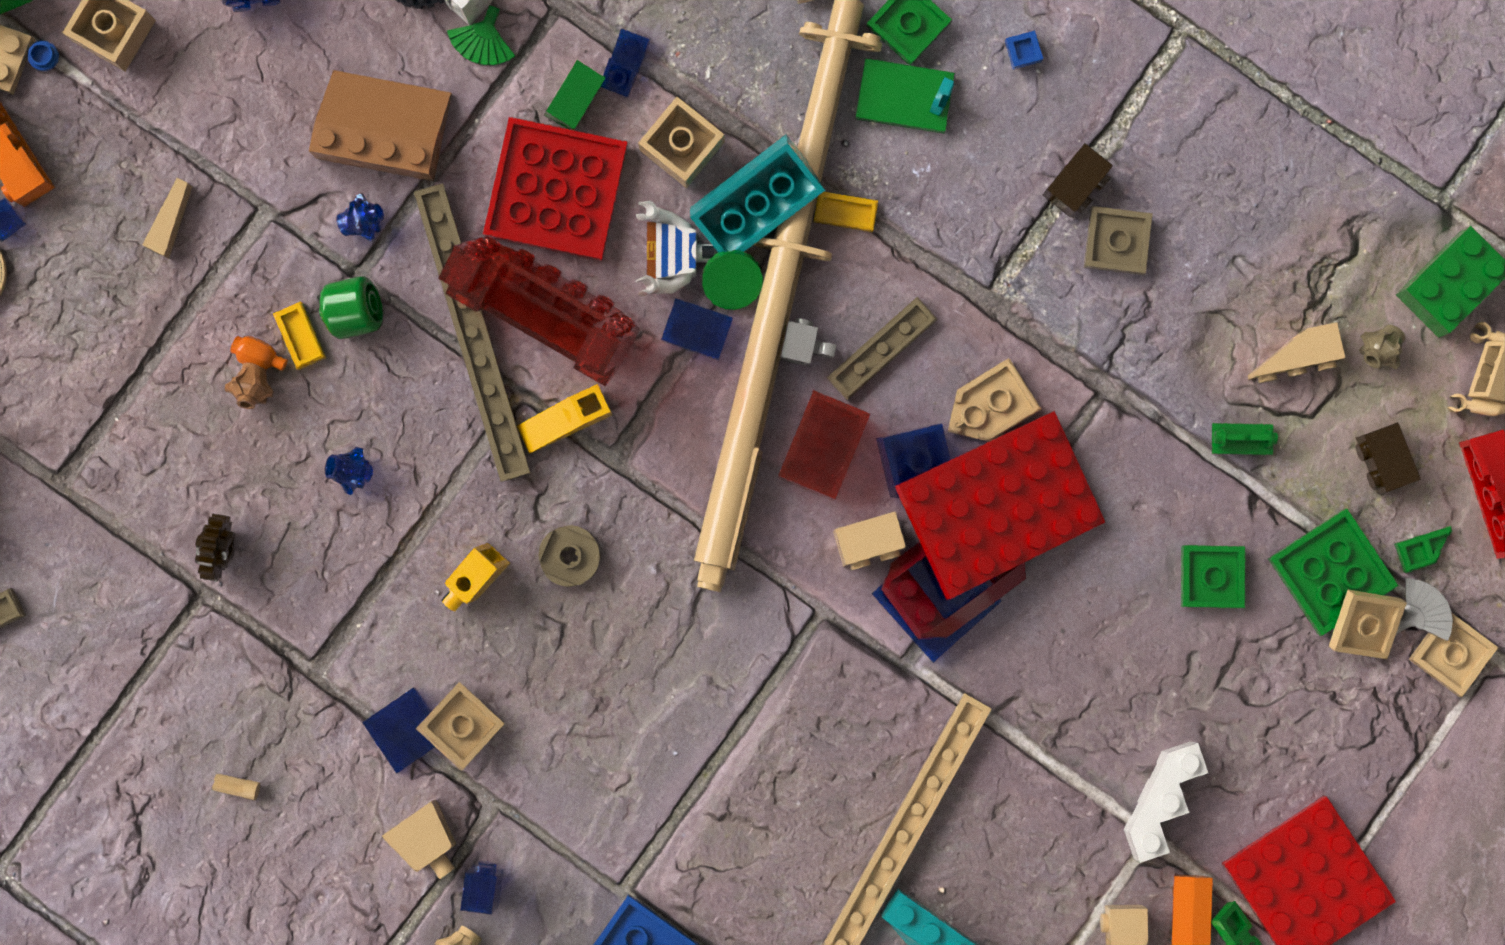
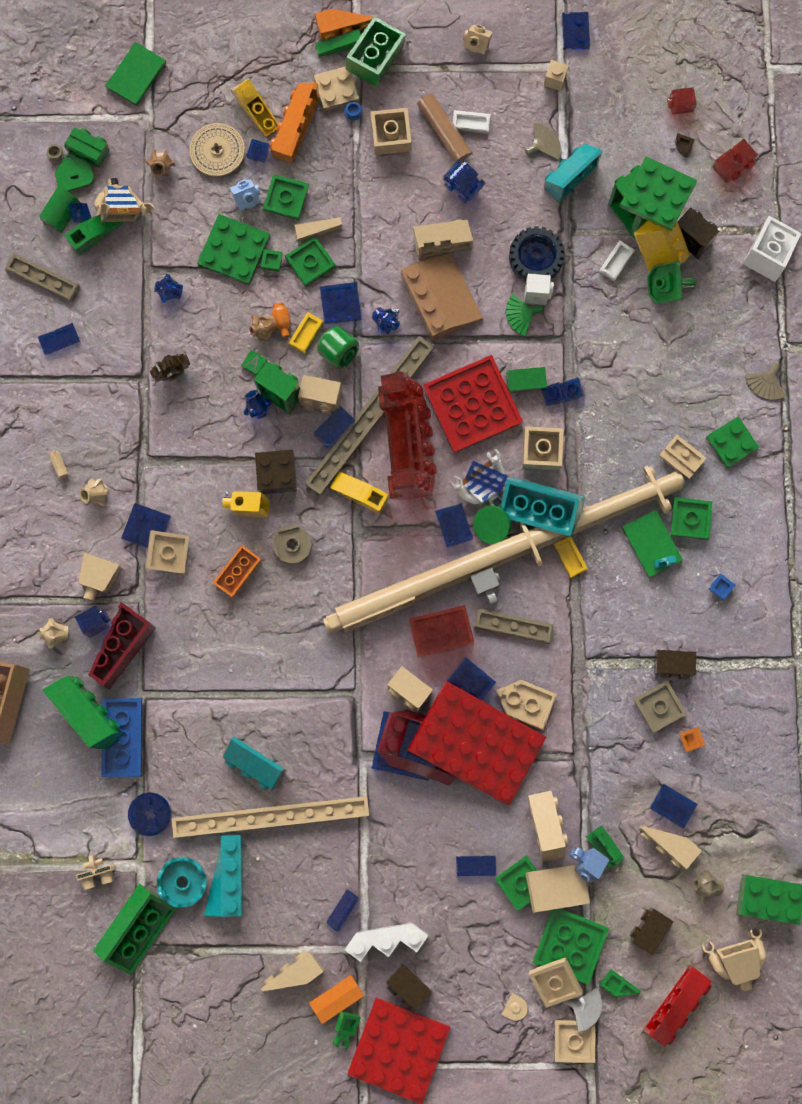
camera: 55 degrees right, 5 degrees down
(51, 279) = (246, 194): none -> light blue brick
(64, 667) = (58, 339): none -> clear blue tile
(94, 229) = (286, 197): none -> green plate
(105, 473) = (168, 289): none -> clear blue rock
(114, 349) = (233, 249): none -> green plate
(167, 310) = (271, 260): none -> green plate
(207, 260) = (310, 261): none -> green tile
(289, 432) = (254, 362): none -> green tile
(293, 261) = (340, 303): none -> clear blue plate
(305, 66) = (441, 238): none -> tan wedge
(310, 766) = (94, 492): none -> tan rock
(348, 423) = (278, 386): none -> green brick
(398, 377) = (319, 394): none -> tan brick
(454, 389) = (334, 427): none -> clear blue hinge
(457, 508) = (276, 471): none -> dark brown brick
(539, 874) = (120, 646): none -> dark red wedge
(552, 652) = (237, 571): none -> orange piece
(644, 254) = (501, 484): none -> clear blue tile
(819, 810) = (253, 764): none -> teal slope
(1086, 828) = (342, 910): none -> clear blue slope
(1149, 618) = (476, 865): none -> clear blue tile
(1167, 491) = (548, 826): none -> tan wedge
(1188, 230) = (692, 739): none -> orange plate
(1241, 814) = (408, 987): none -> dark brown brick
(1252, 472) = (590, 863): none -> medium blue brick
(1253, 316) = (673, 806): none -> clear blue plate
(1253, 536) = (556, 888): none -> tan tile
(1359, 697) = (515, 1008): none -> tan piece

